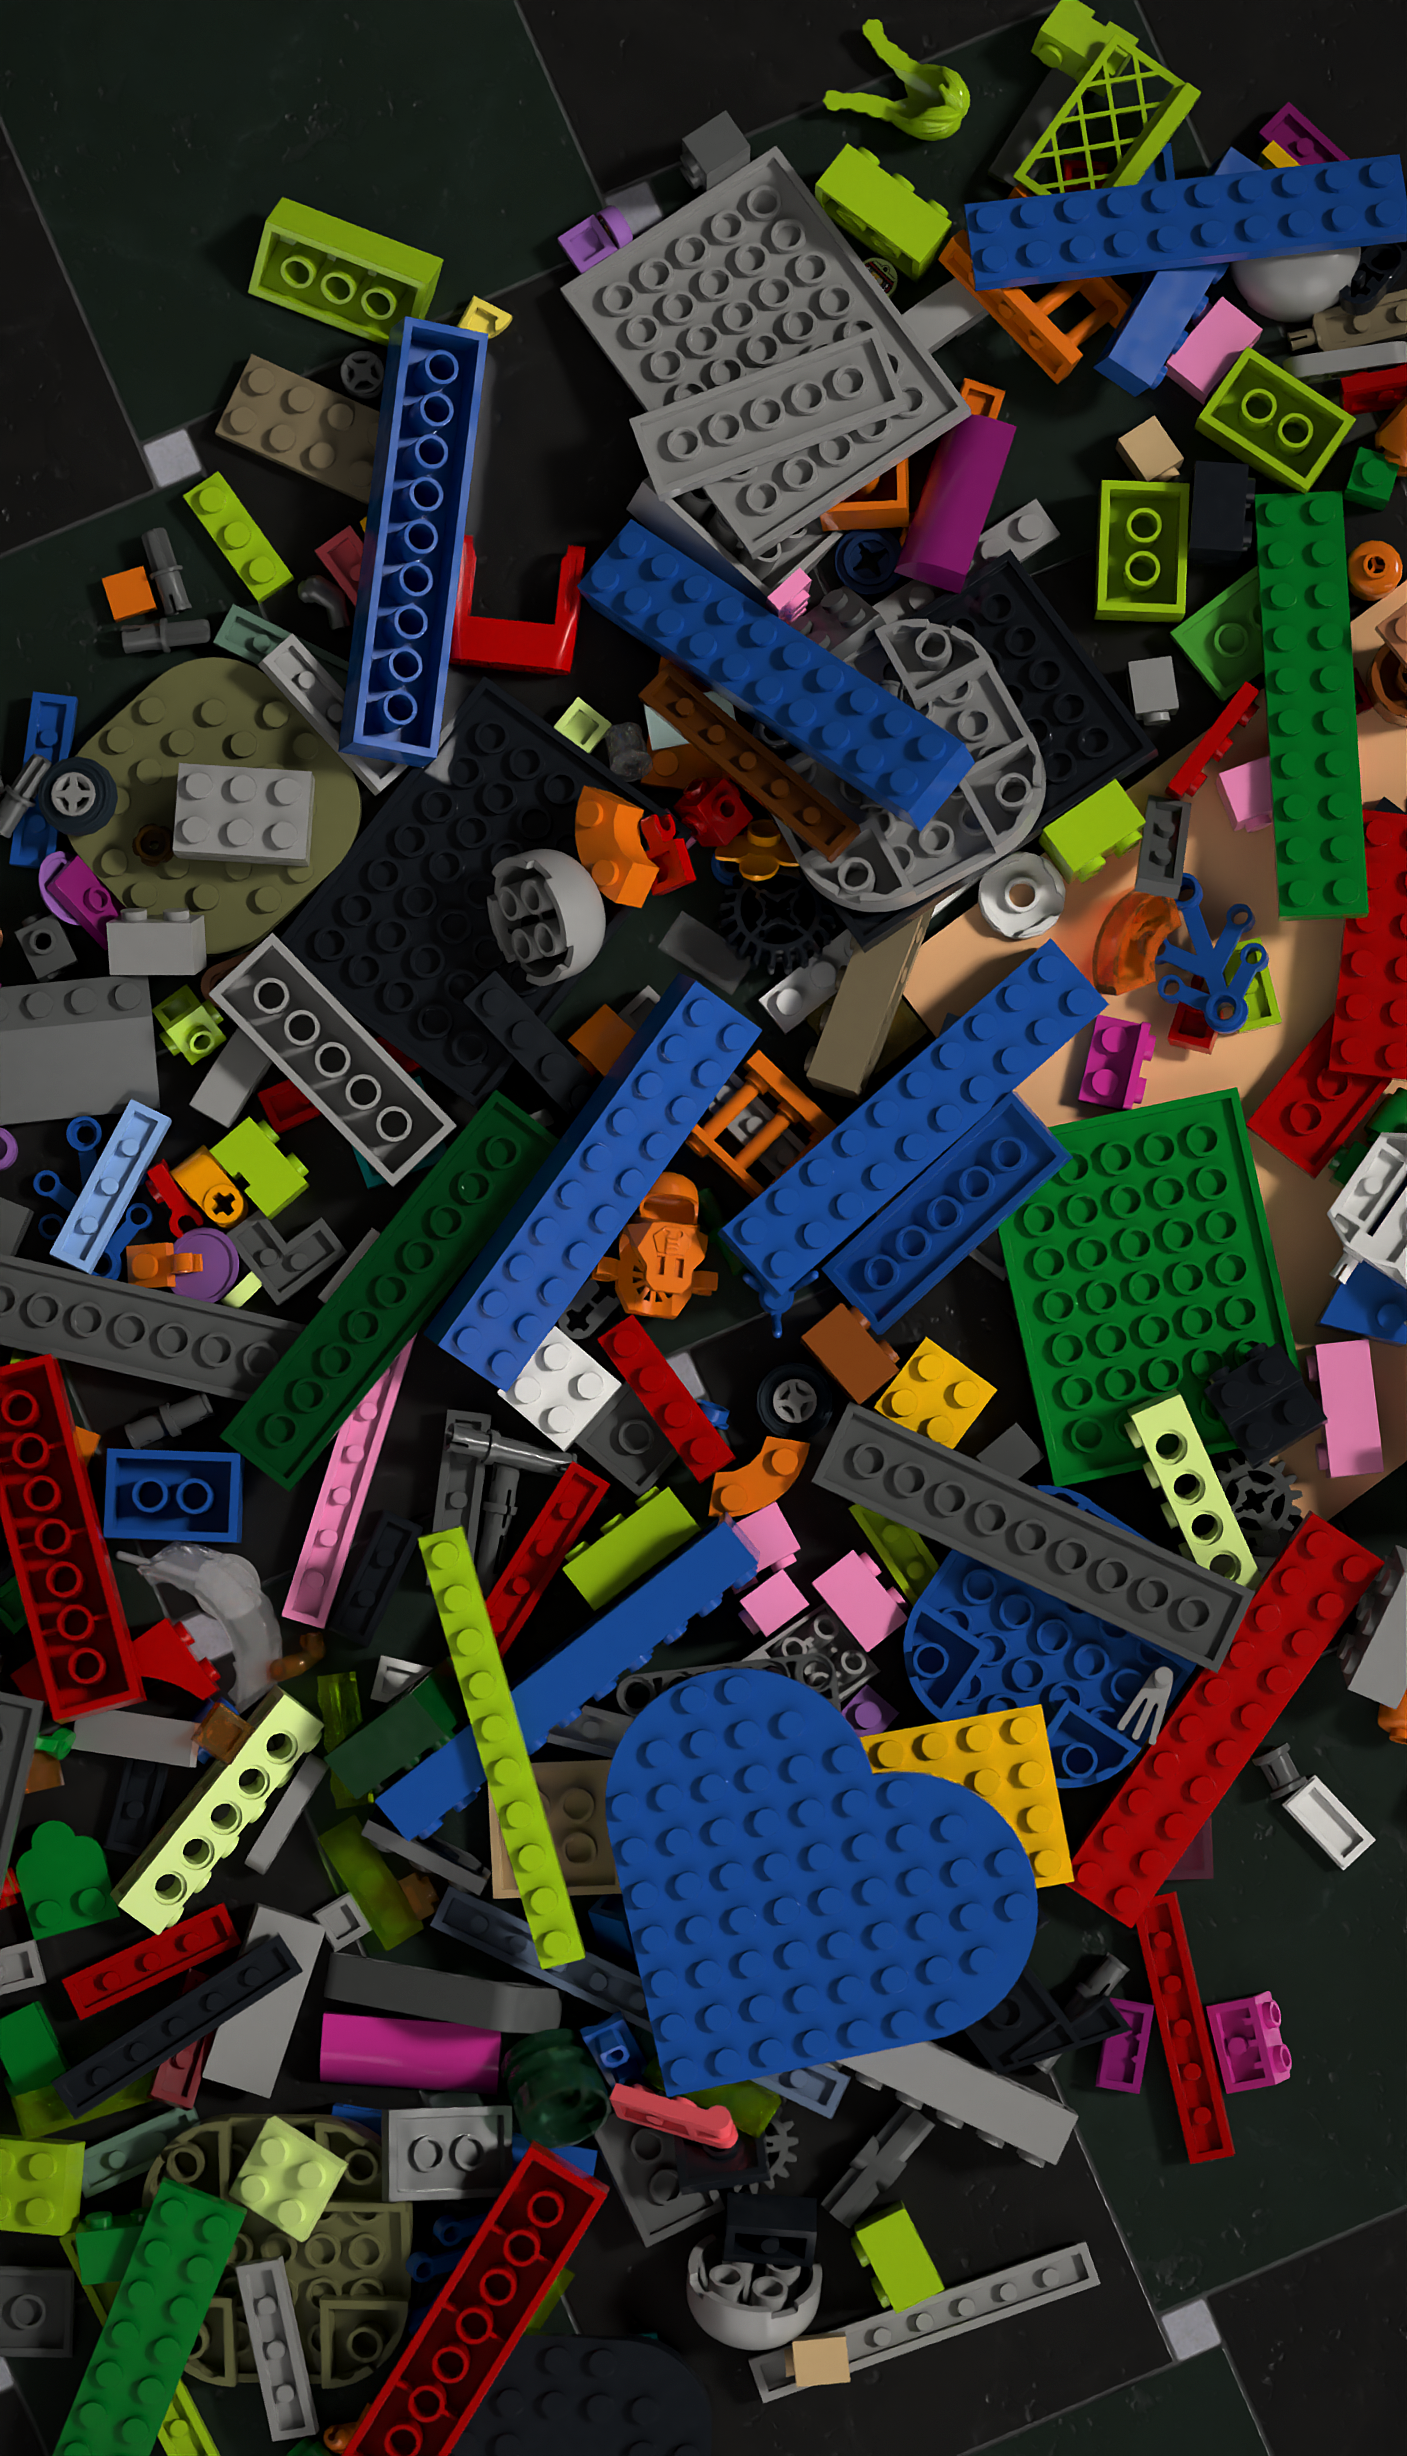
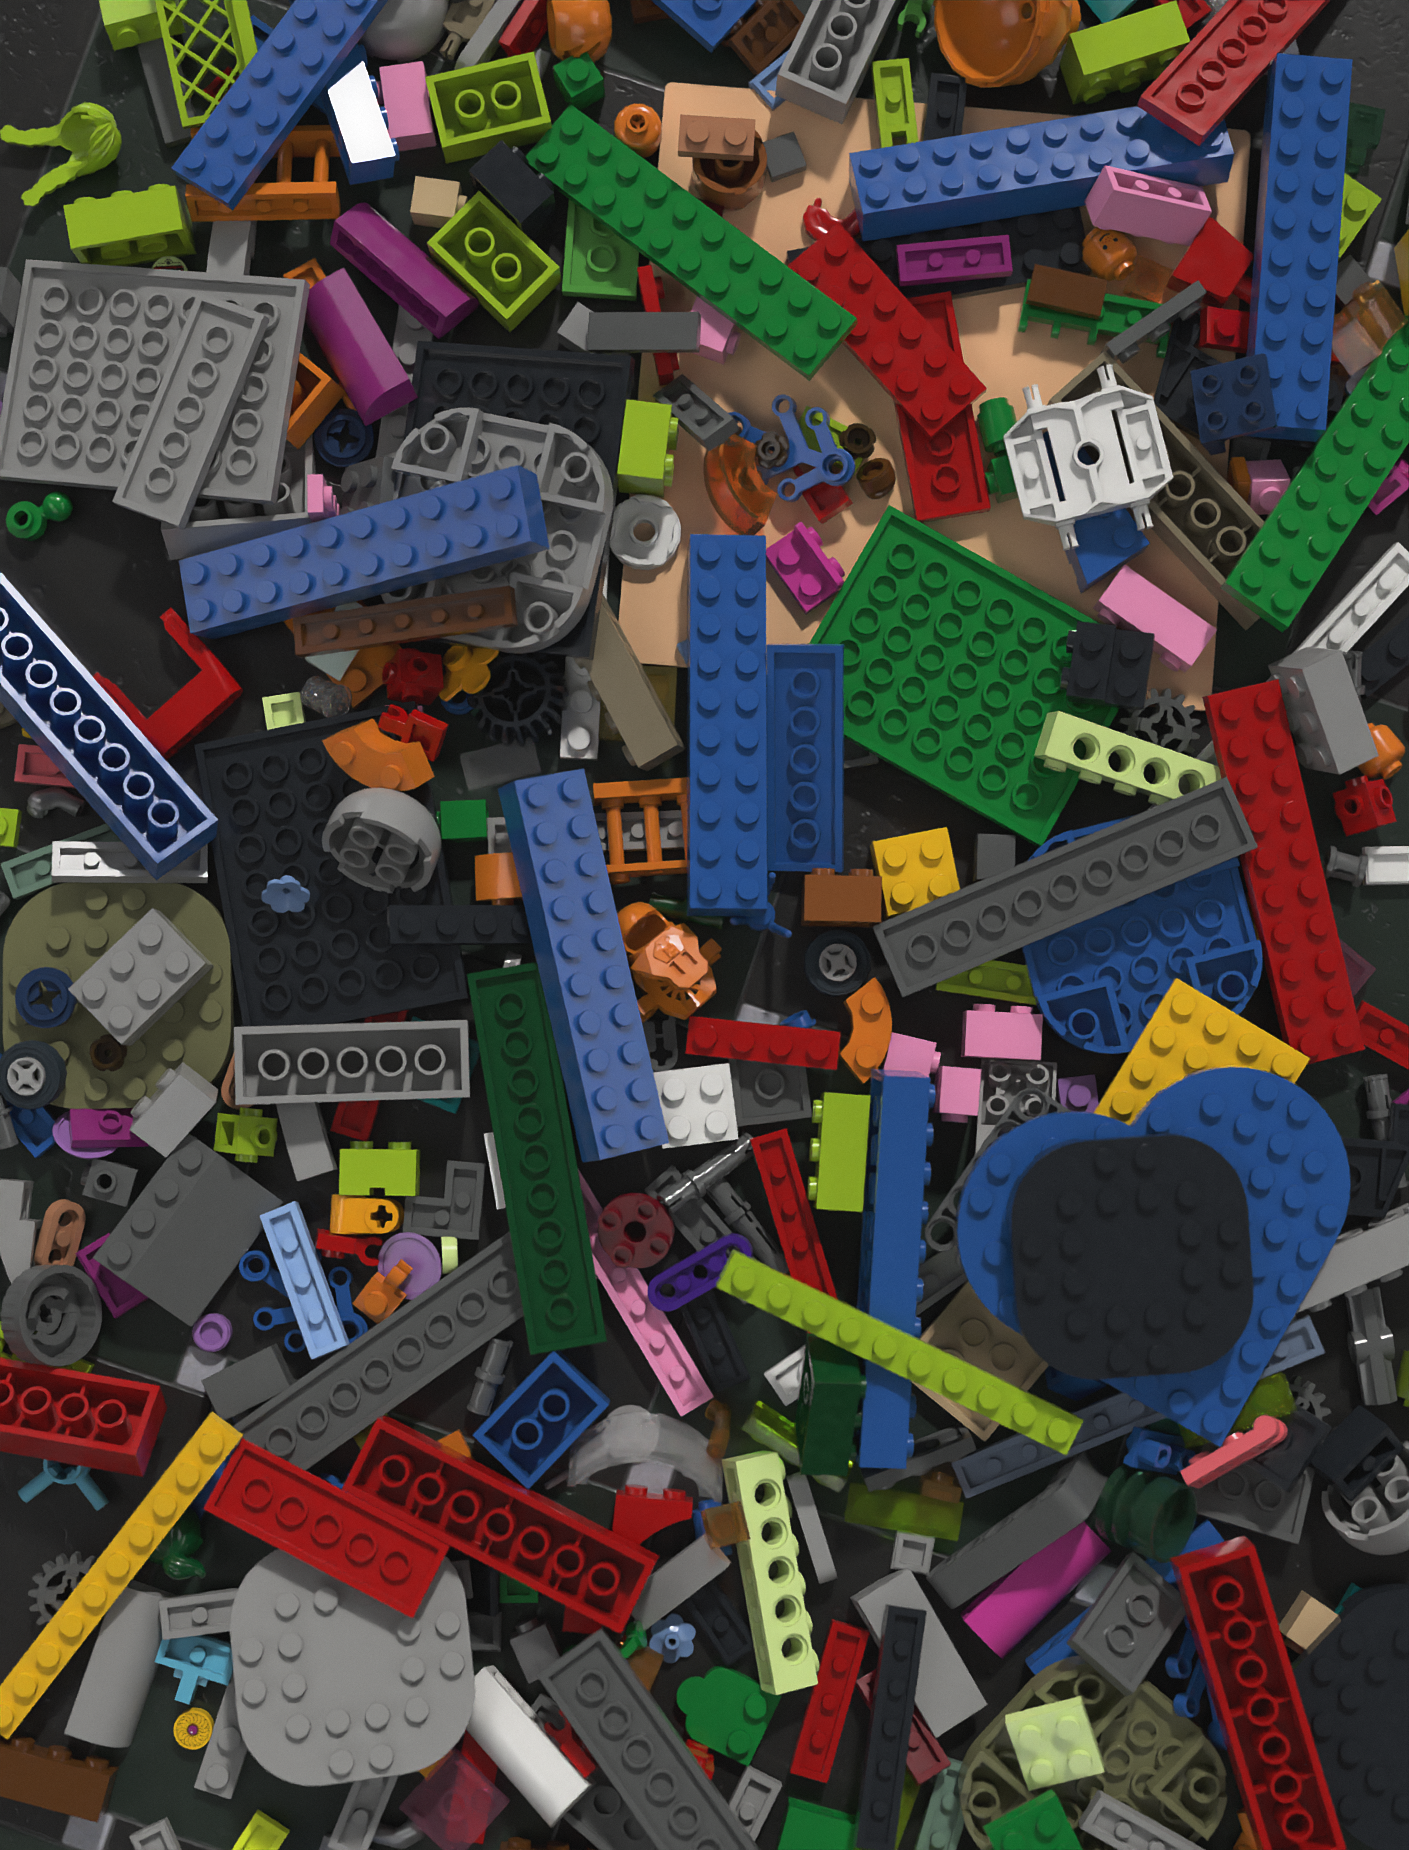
camera: 55 degrees left, 0 degrees up
(97, 1782) = (674, 1628): none -> medium blue plant
(148, 730) = (30, 990): none -> dark blue gear
(402, 1511) = (683, 1275): none -> dark purple plate
(405, 1432) = (635, 1230): none -> dark red plate
(424, 873) = (285, 895): none -> medium blue plant
(584, 368) = (55, 506): none -> green plate
(585, 2316) = (1305, 1622): none -> tan brick
(627, 967) = (463, 820): none -> green brick
(758, 1868) = (1130, 1256): none -> black plate
(1062, 478) = (402, 269): none -> magenta brick
(1156, 1691) = (1230, 898): light grey piece -> none
(1193, 739) = (644, 332): none -> dark grey tile
(1200, 947) = (781, 452): none -> dark brown plate
(1252, 1055) = (876, 477): none -> reddish brown tile
(1275, 1001) = (861, 432): none -> dark brown plate
(1348, 1740) = (1364, 805): none -> red brick

